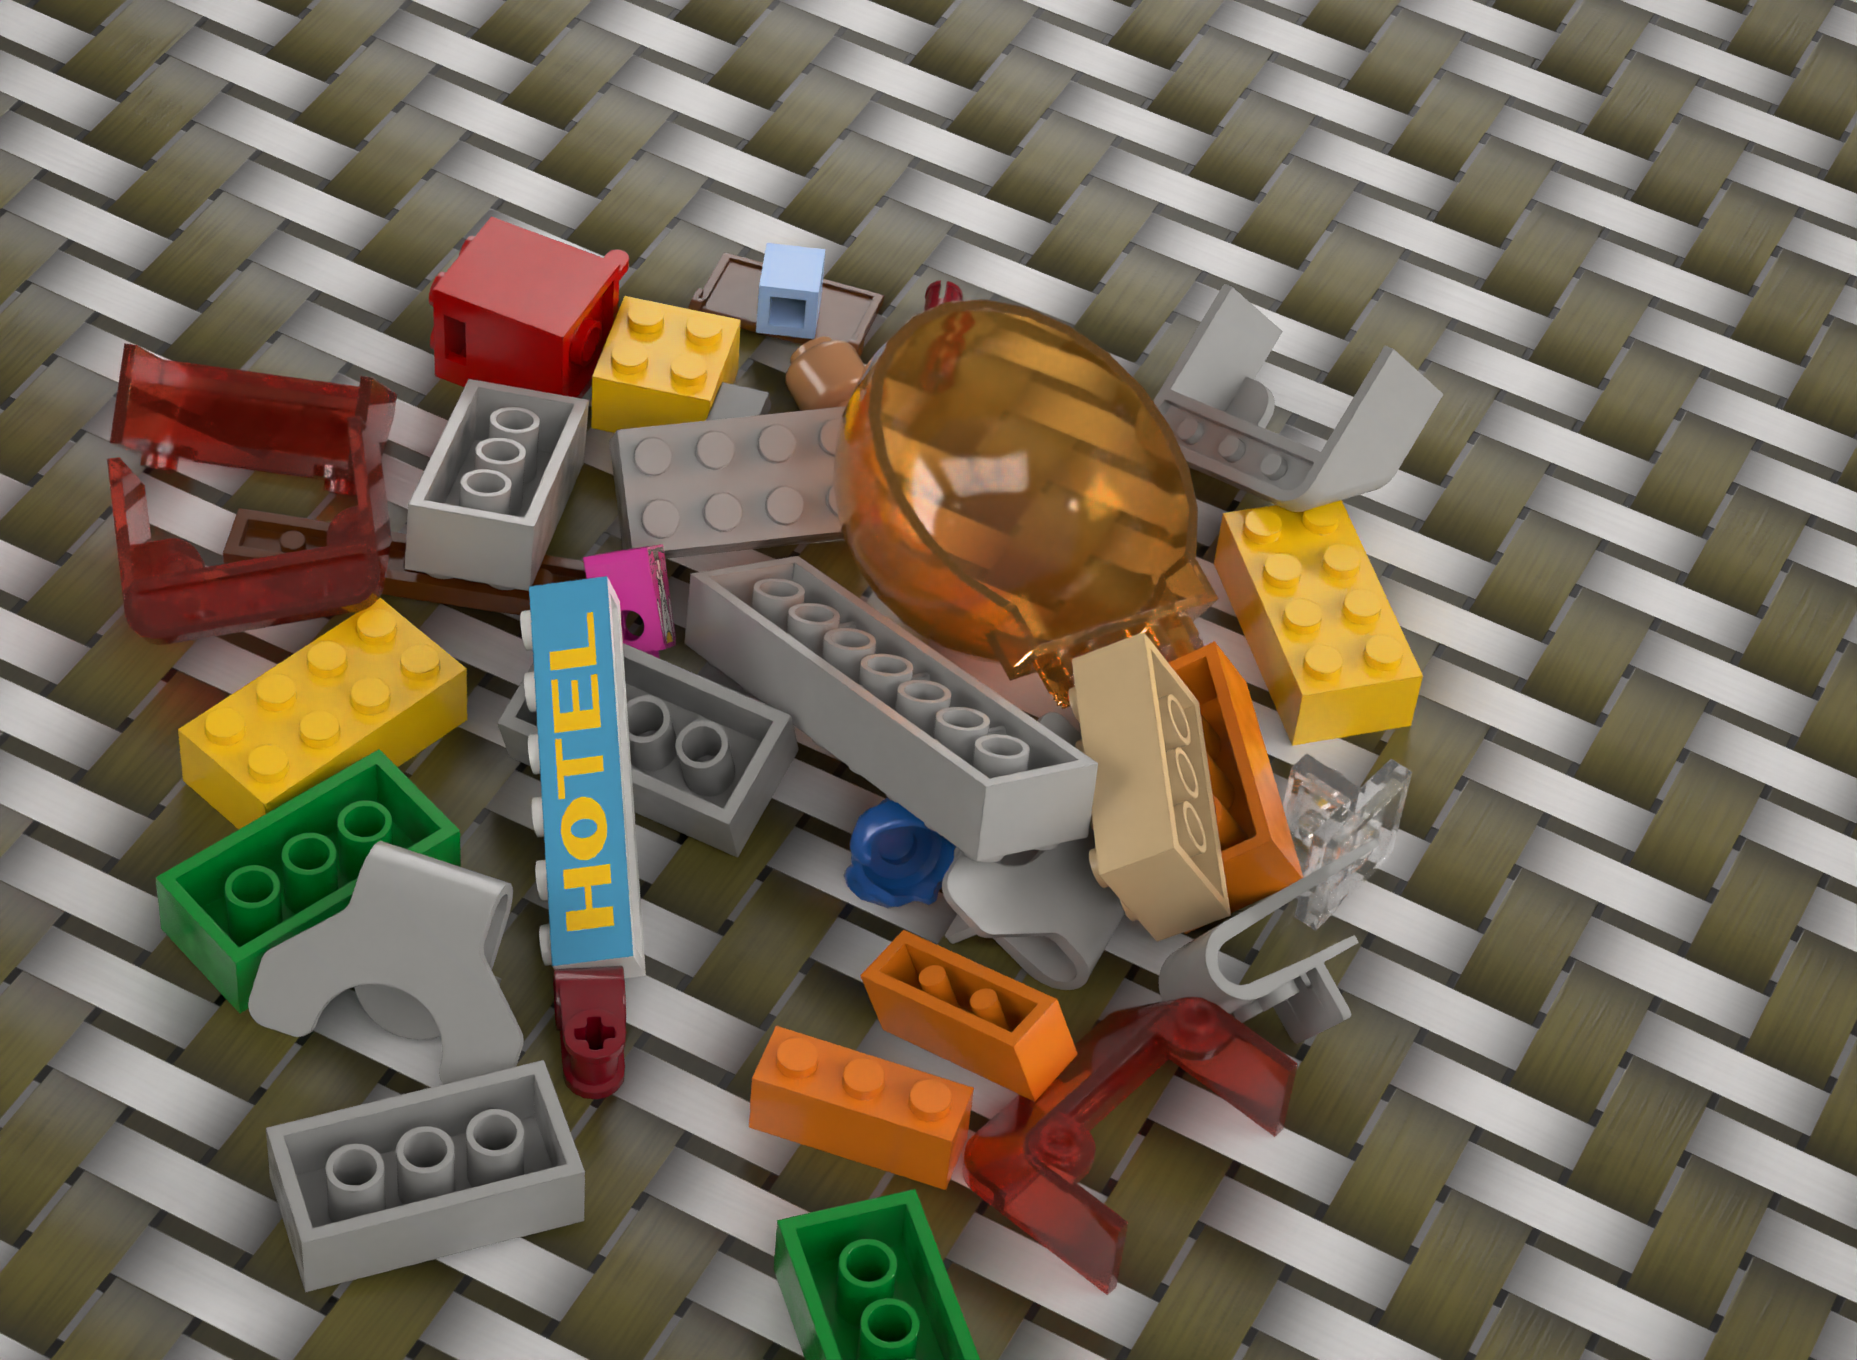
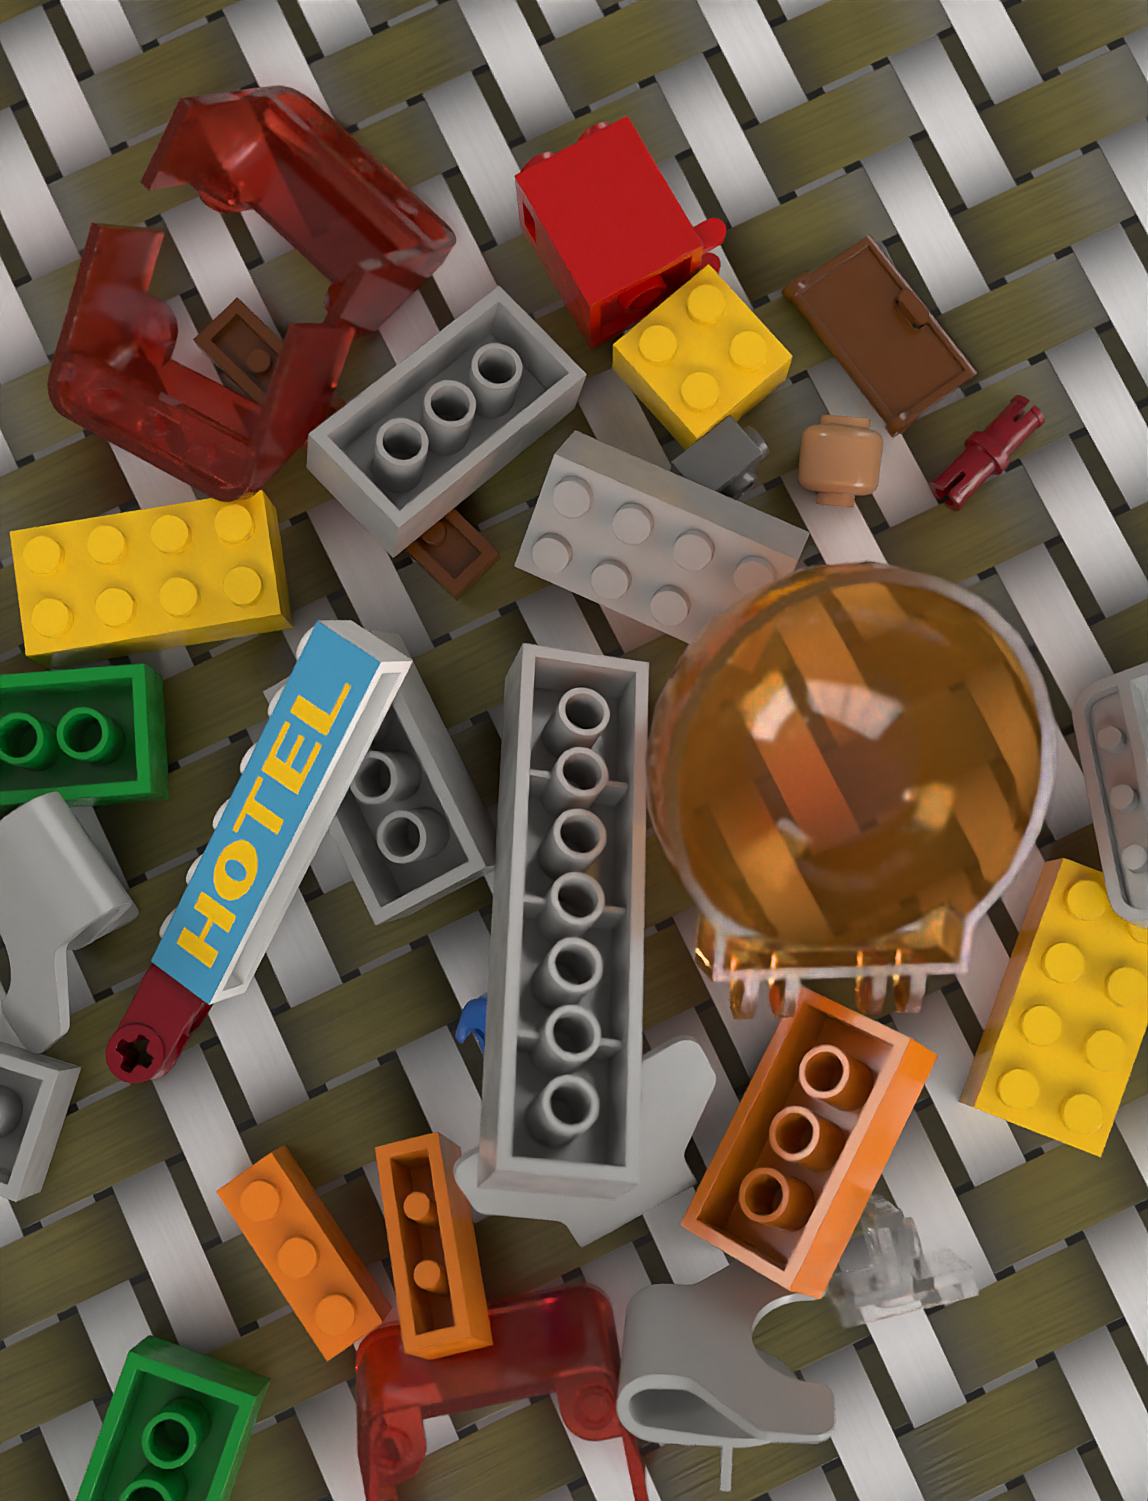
camera: 50 degrees right, 35 degrees up
(642, 587) = (469, 624): dark pink torso -> none
(790, 290) = (876, 335): light blue brick -> none
(1151, 788) = (717, 1171): tan brick -> none

